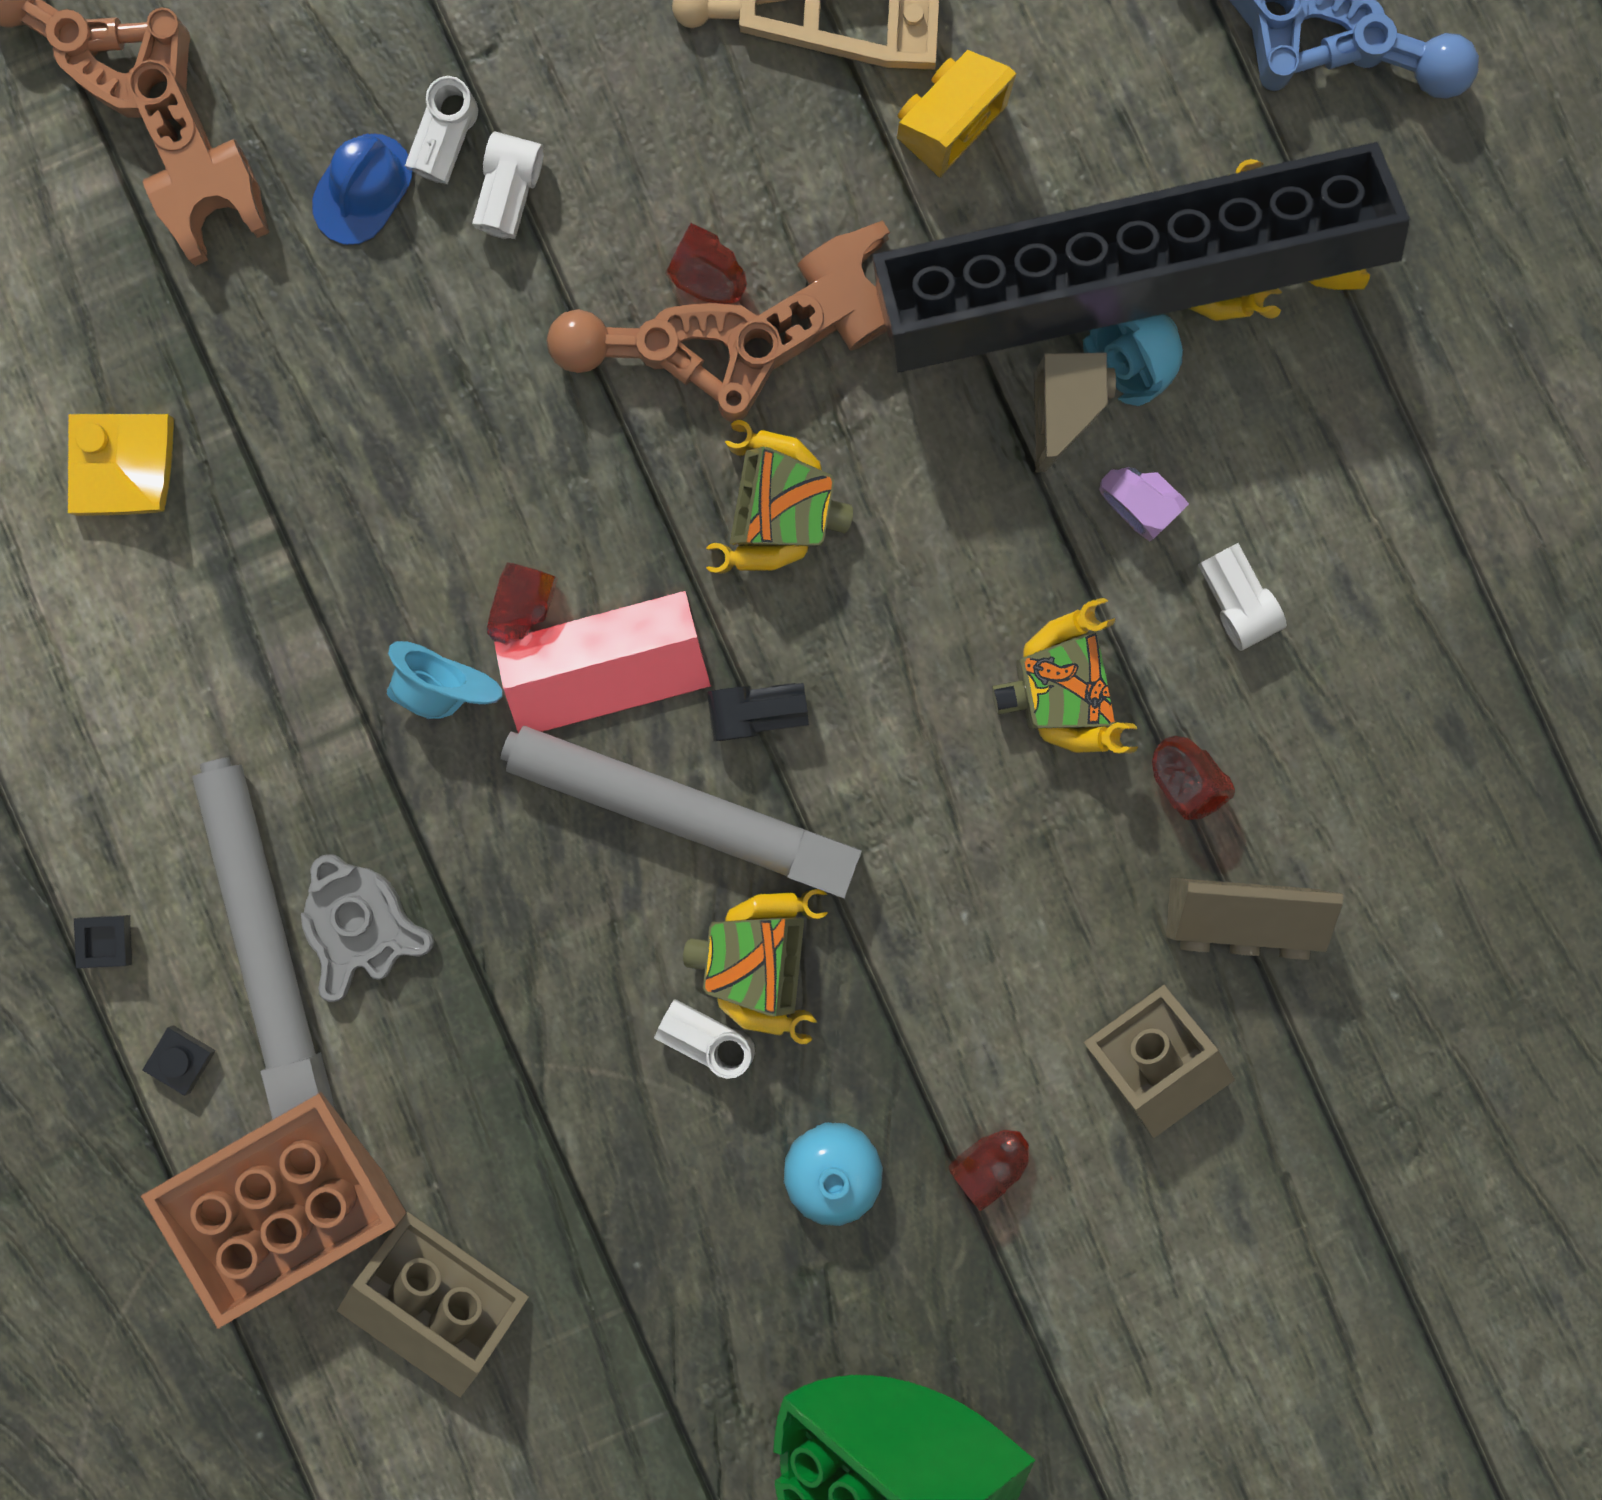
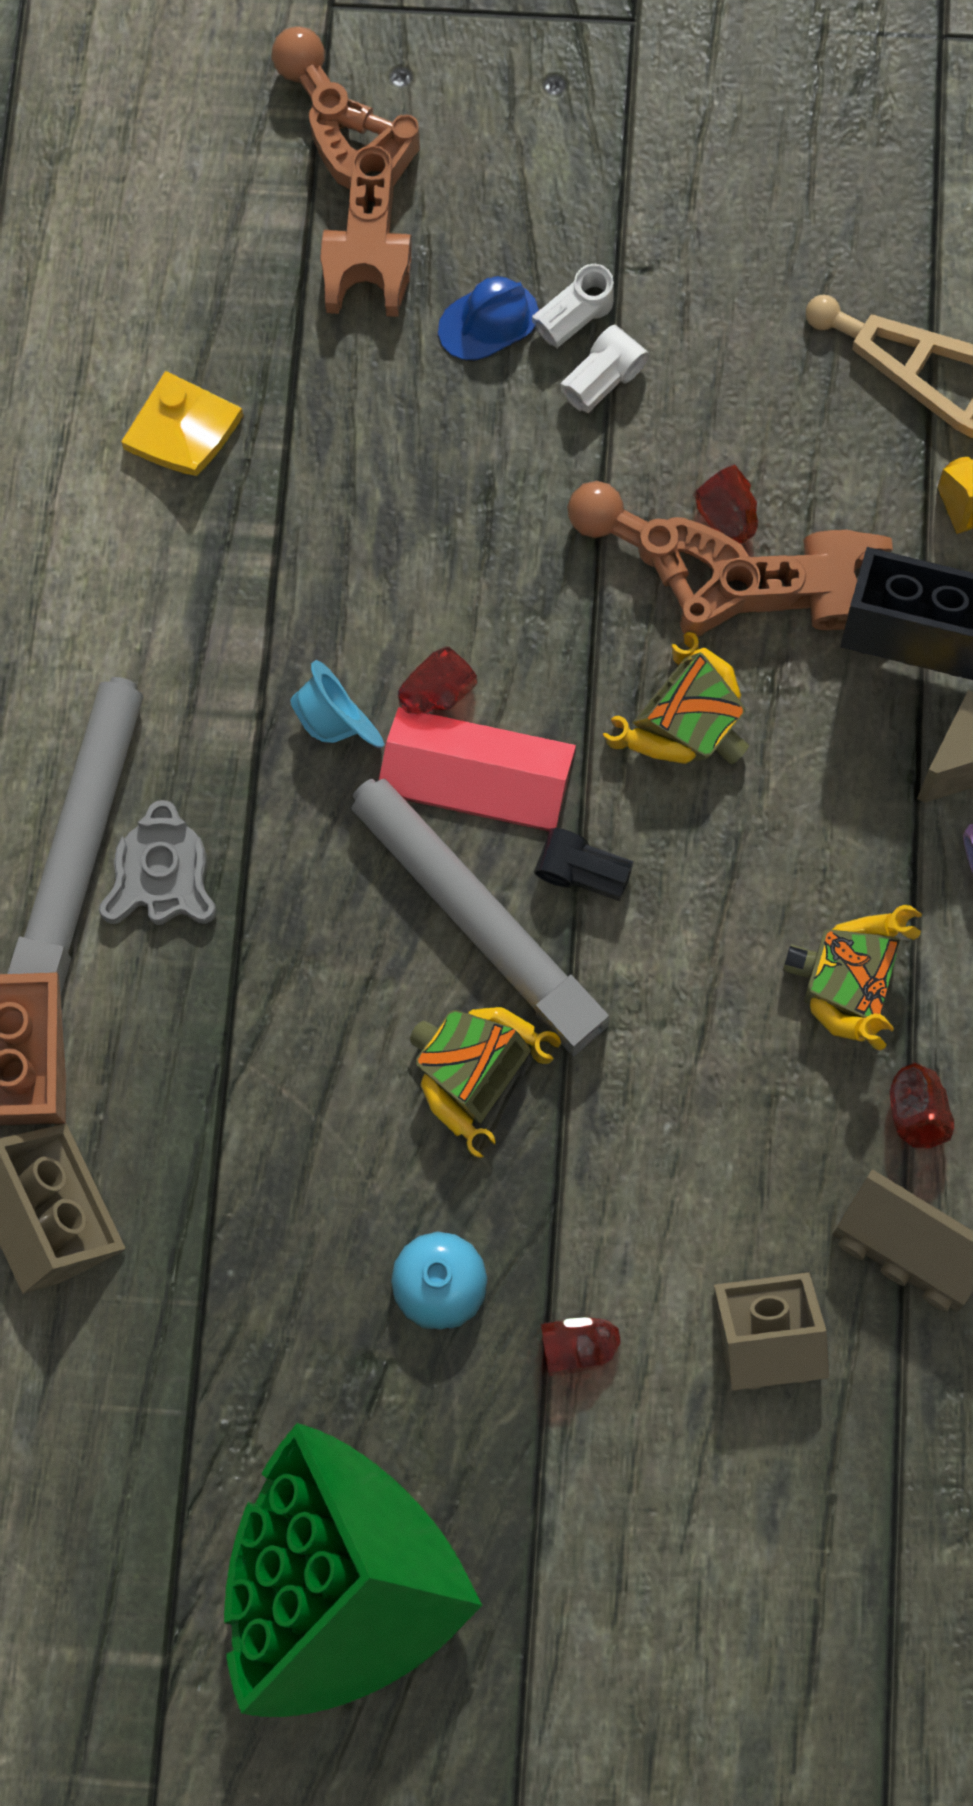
camera: 30 degrees right, 15 degrees down
(700, 1037) = (392, 1107): white piece -> none

